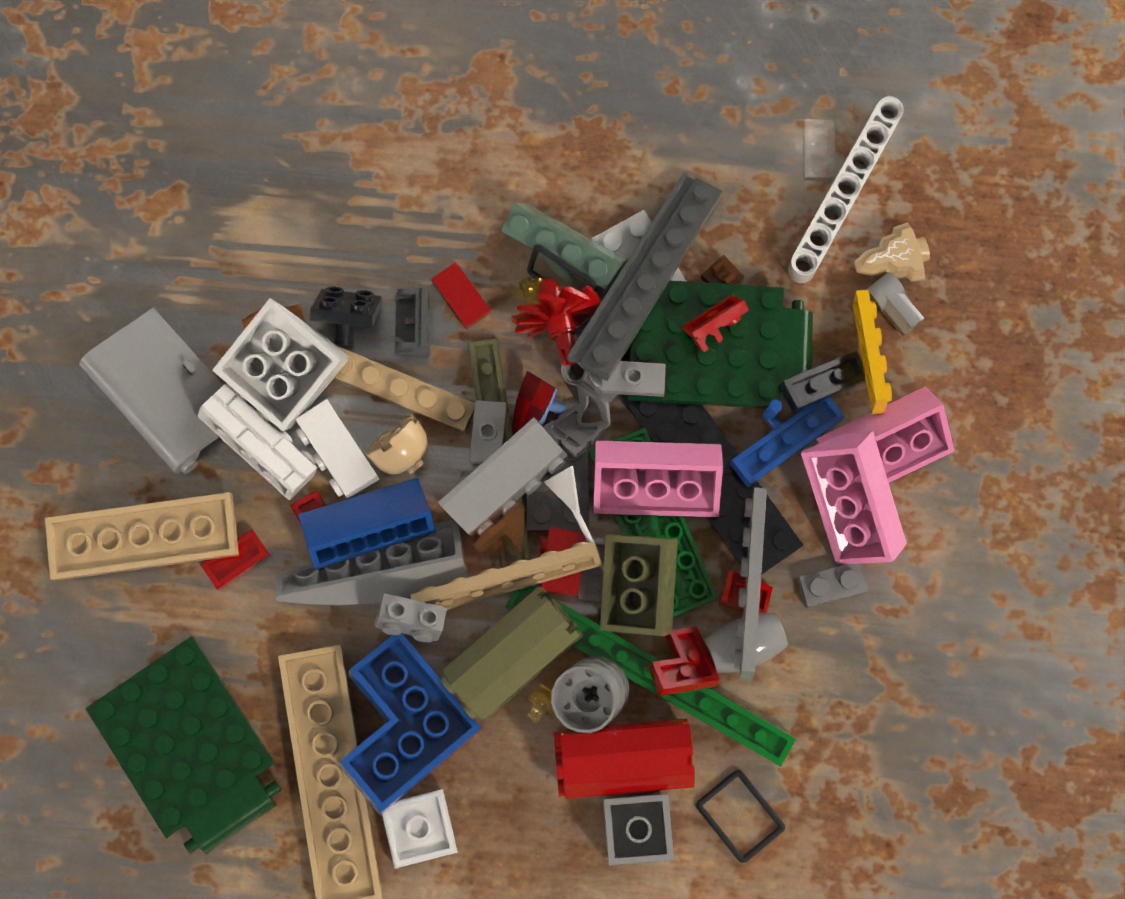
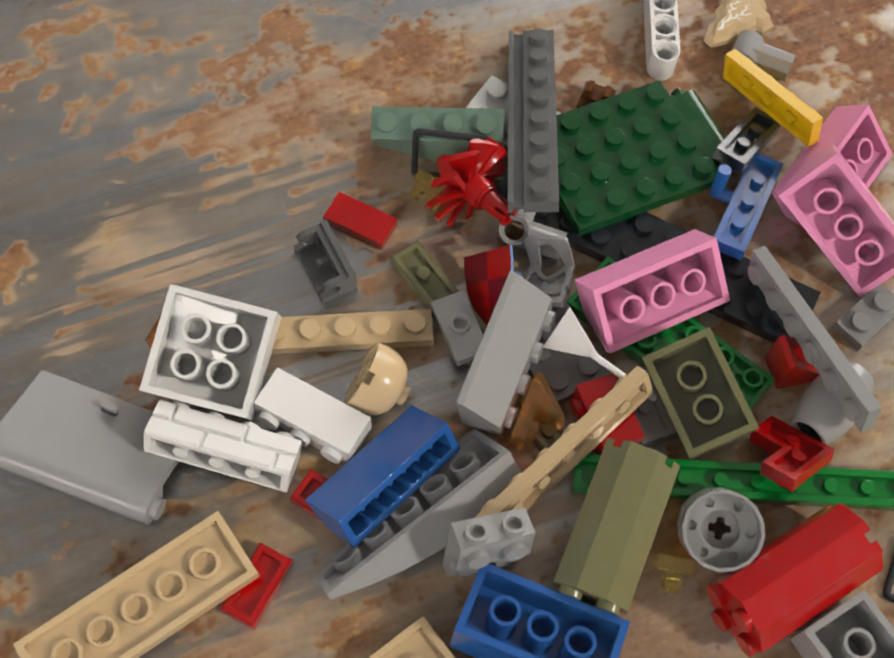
camera: 30 degrees left, 15 degrees down
(346, 311) = (254, 277): black plate -> none
(636, 379) = (580, 206): light grey plate -> none
(722, 314) = (617, 128): red plate -> none

